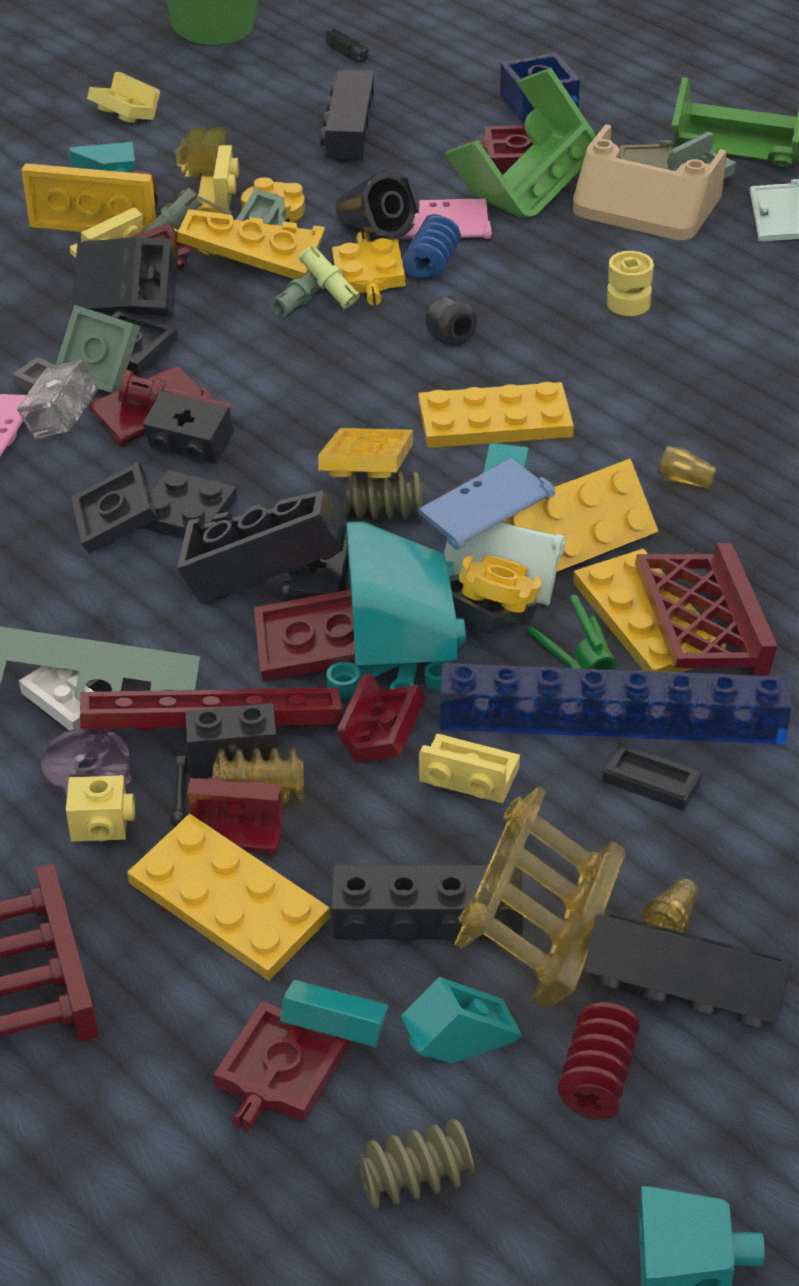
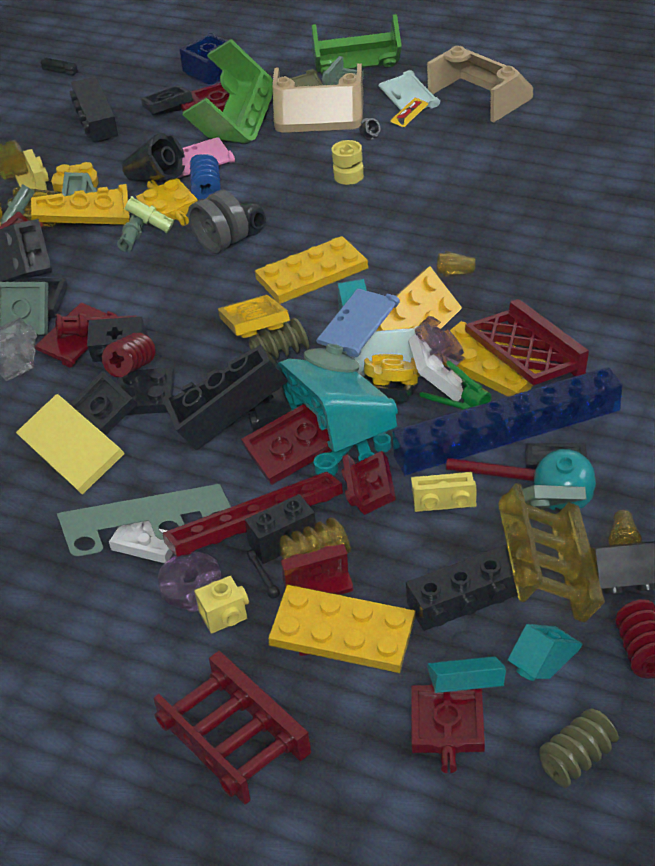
camera: 20 degrees left, 0 degrees up
(51, 542) = (70, 443): none -> light yellow tile
(181, 450) = (128, 354): none -> dark red piece
(404, 311) = (218, 221): none -> dark grey wheel
(423, 542) = (332, 359): none -> sand green dish
(451, 127) = (166, 99): none -> black tile
(547, 597) = (433, 370): none -> white plate
(555, 762) = (490, 469): none -> dark red bar
(579, 566) = (442, 343): none -> plate
(579, 820) = (546, 496): none -> sand green wing
(636, 810) = (566, 468): none -> teal cylinder
(701, 245) = (373, 126): none -> black plate
(765, 238) = (409, 112): none -> yellow sticker

